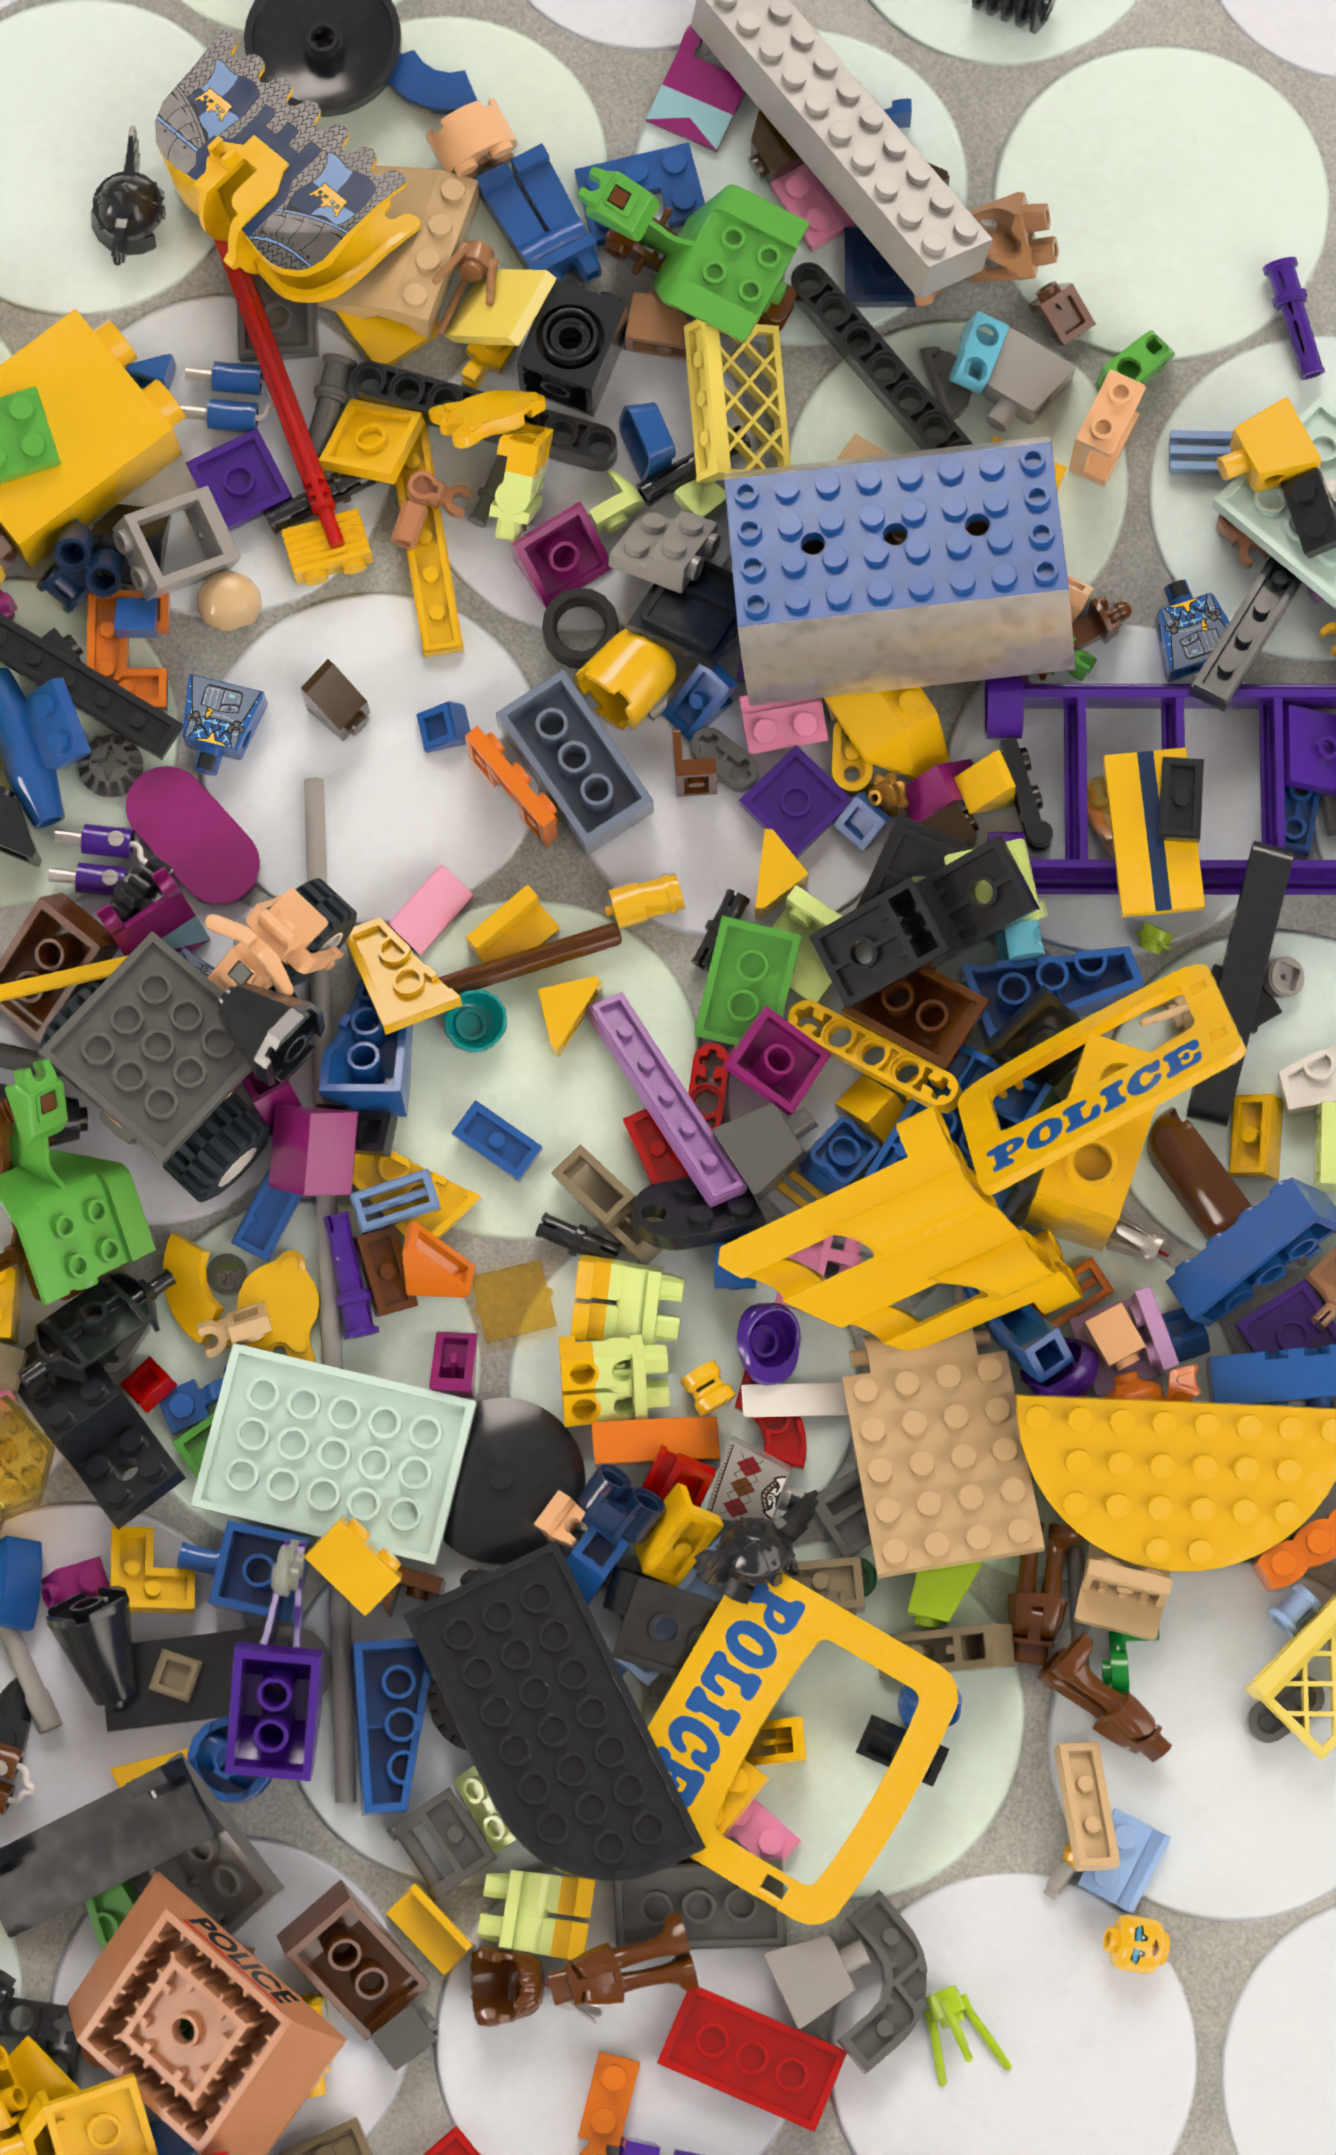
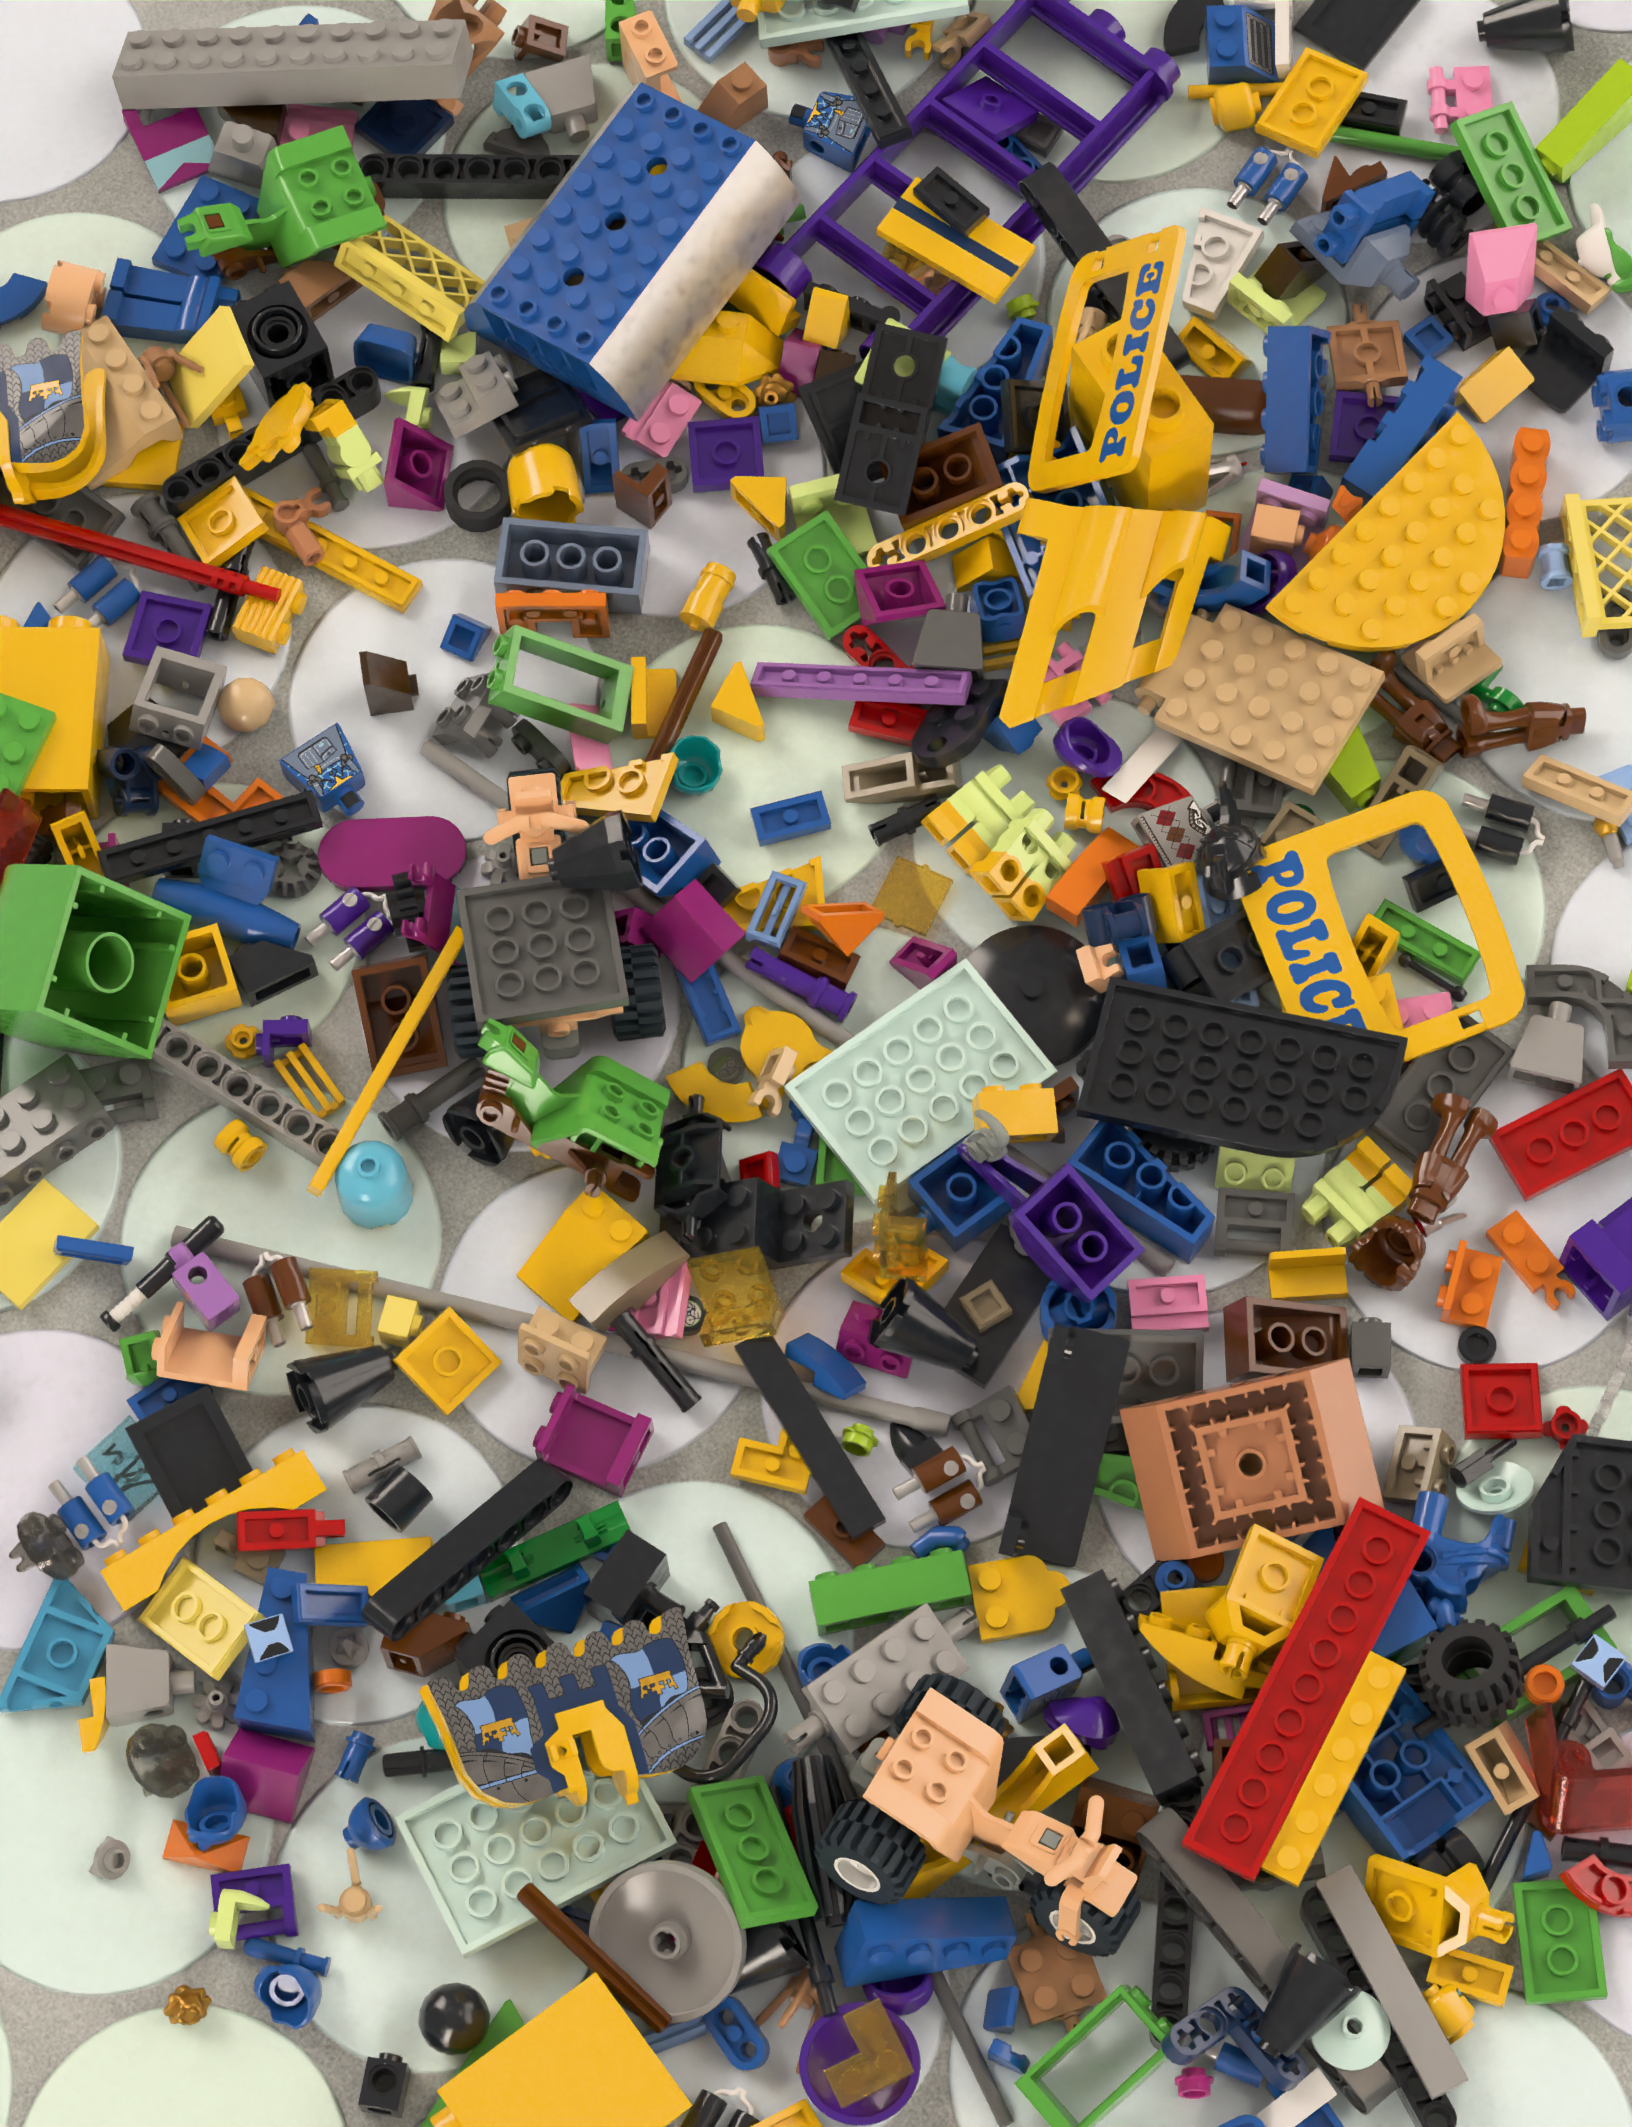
camera: 50 degrees left, 10 degrees down
(65, 2027) = (1171, 1567): none -> blue plate
(87, 1780) = (1008, 1426): none -> dark grey plate
(100, 601) = (175, 774): none -> dark grey beam
(158, 1558) = (901, 1239): none -> clear yellow bracket
(307, 1829) = (1168, 1303): none -> bright pink plate
(368, 791) = (468, 713): none -> dark grey plate
(386, 861) = (530, 740): none -> pearl dark grey plate
(479, 901) = (615, 691): none -> bright green window
(486, 2125) = (1476, 1346): none -> black tile
(535, 2078) = (1470, 1288): none -> orange bracket
(717, 1338) = (1061, 775): none -> yellow plate
(729, 158) = (241, 154): none -> light grey torso
(802, 1777) = (1457, 993): none -> black hinge
(831, 1777) = (1430, 944): none -> bright green tile
(964, 719) = (766, 303): none -> yellow panel
(1014, 1754) = (1506, 813): none -> black piece
(1138, 524) = (736, 97): none -> medium nougat slope

